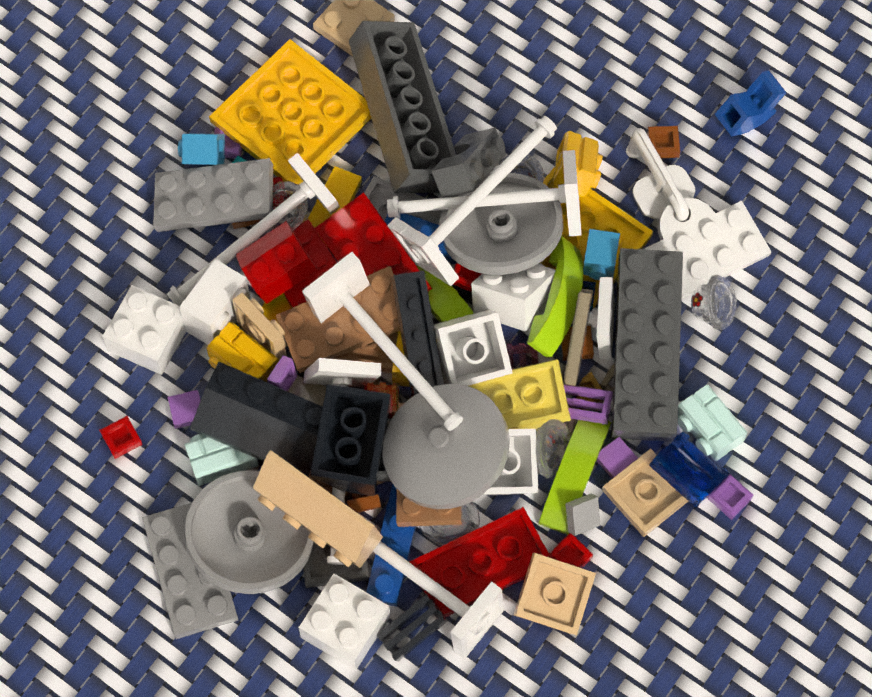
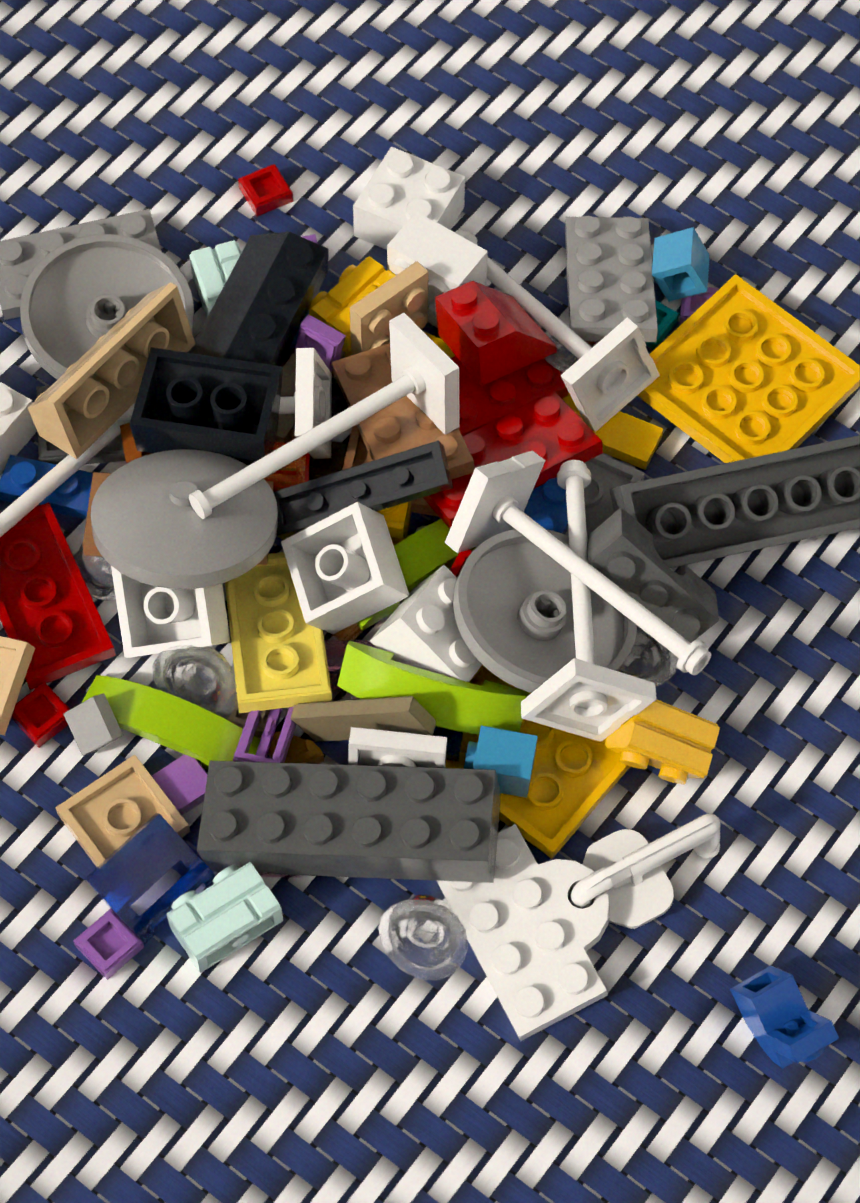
camera: 90 degrees right, 5 degrees down
(665, 140) = (717, 883): dark orange plate -> none

